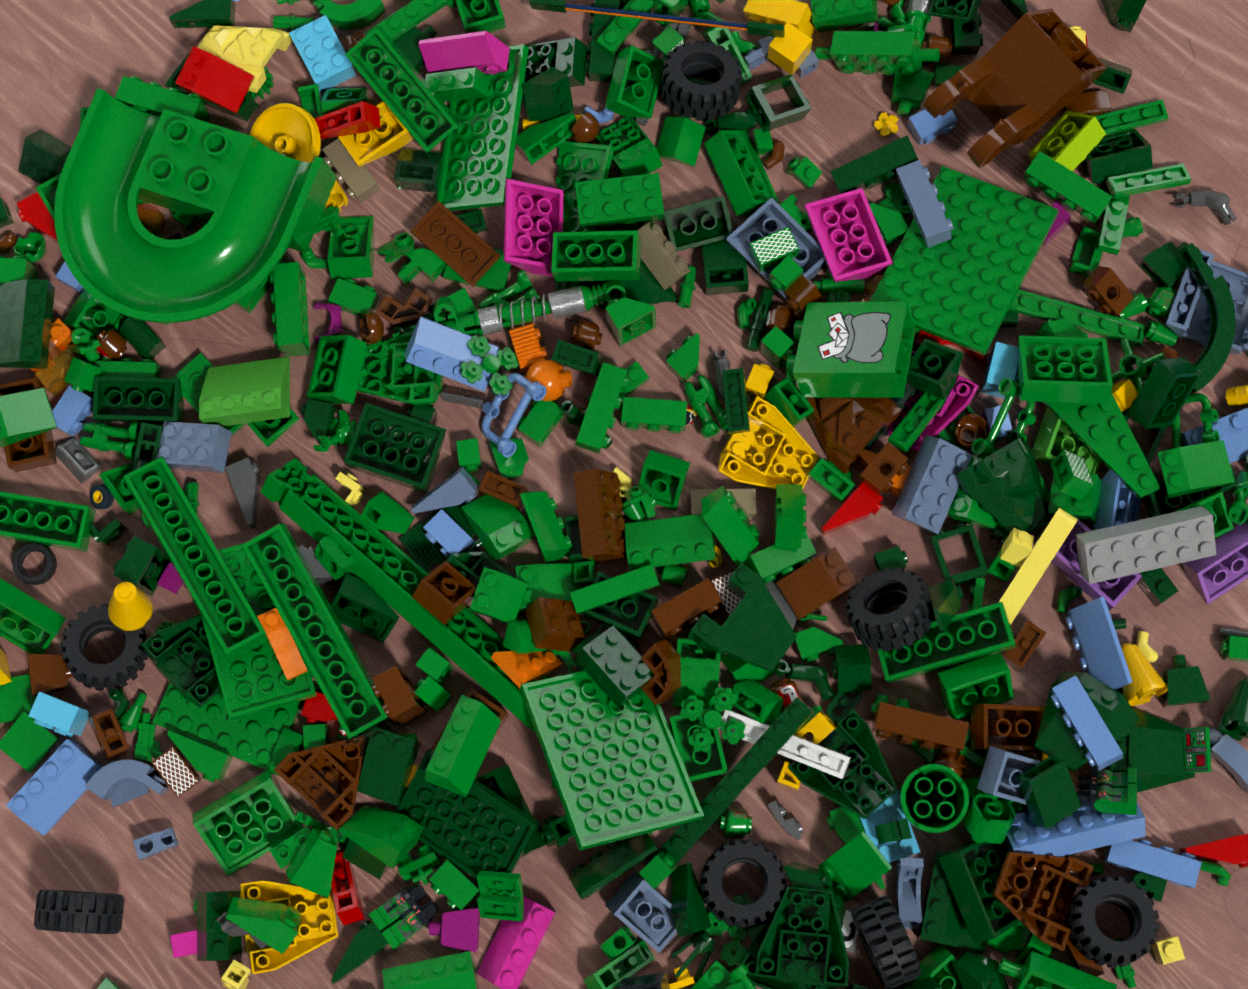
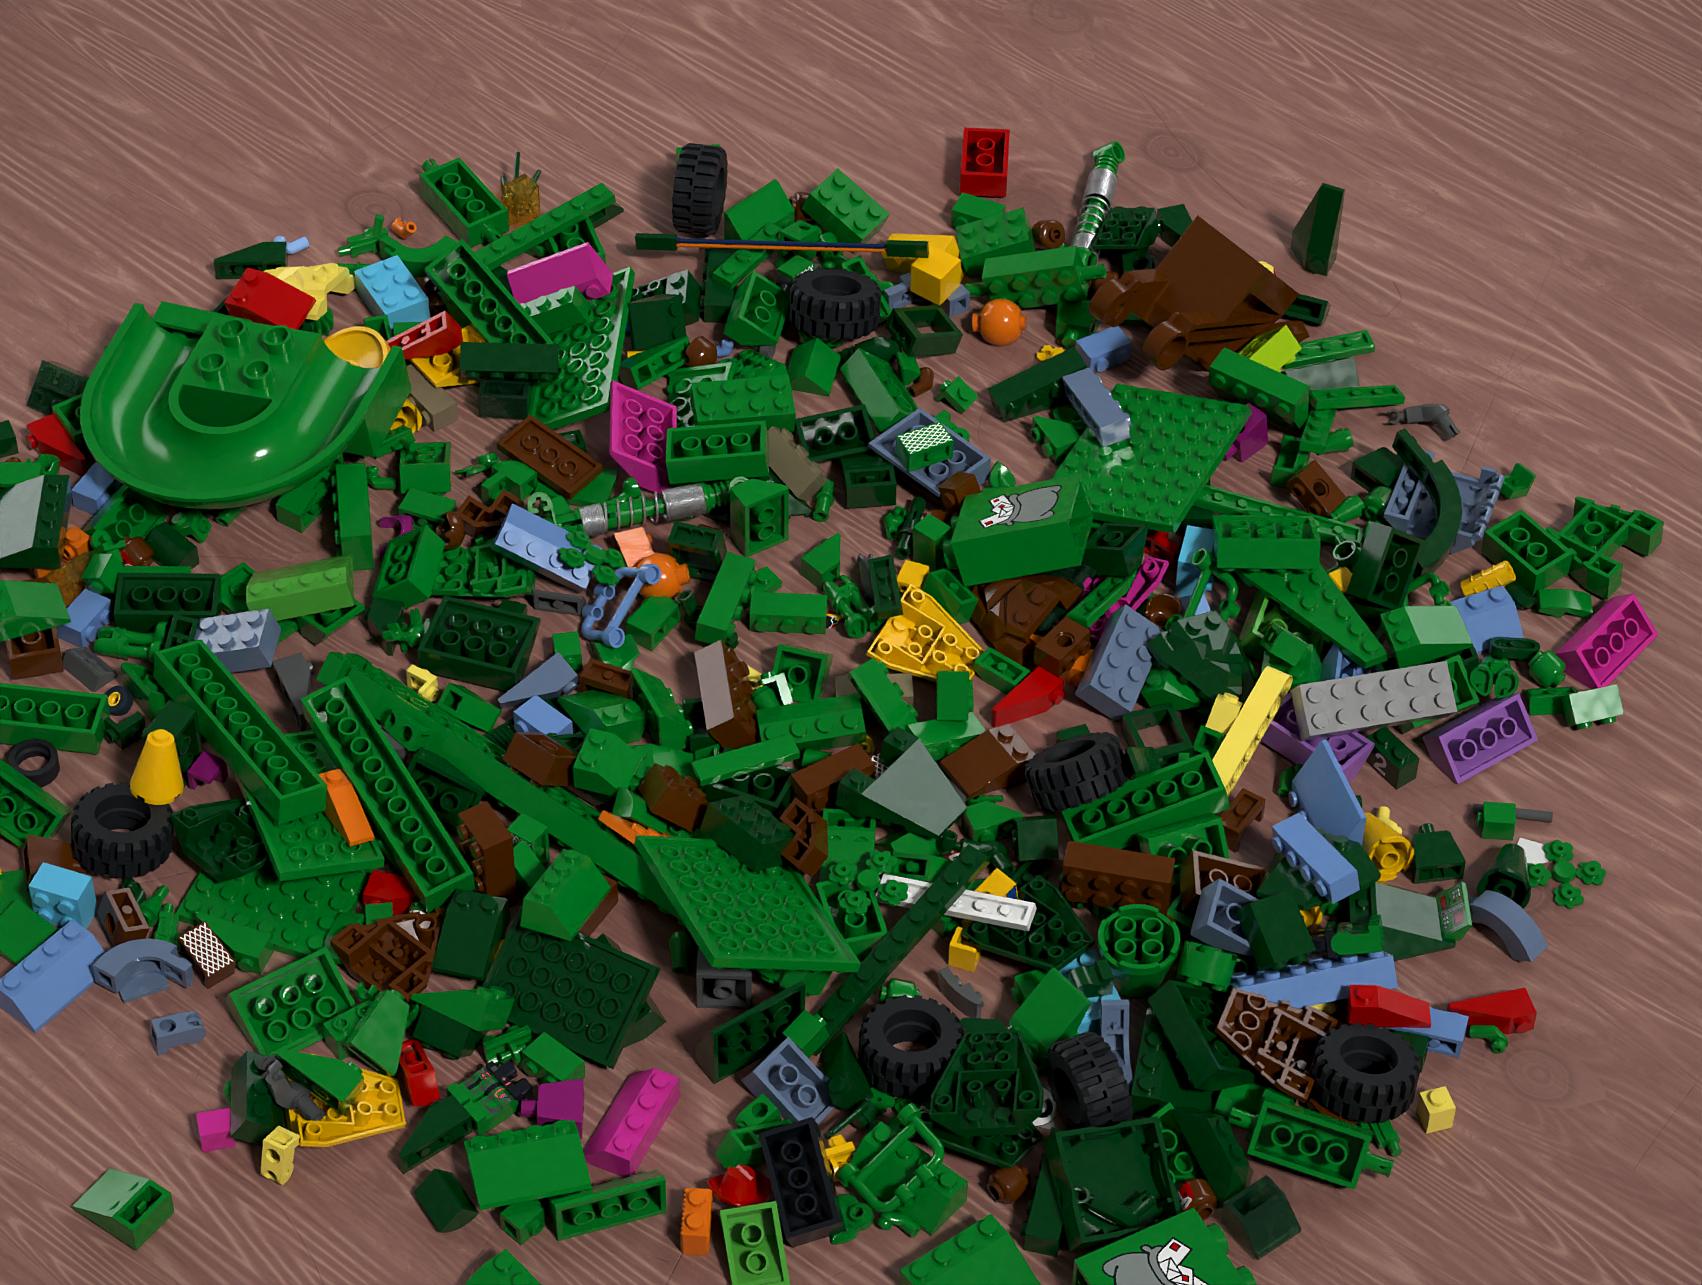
camera: 10 degrees left, 30 degrees down
(79, 912) = (85, 1077): black tyre -> none
(420, 147) = (509, 361): none -> dark green brick
(500, 895) = (611, 1063): green slope -> none
(556, 830) = (680, 1003): dark green brick -> none
(785, 274) = (938, 467): green brick -> none
(843, 91) = (999, 322): none -> orange brick
(849, 236) = (1012, 441): dark pink slope -> none
(1135, 860) = (1386, 1008): none -> red slope

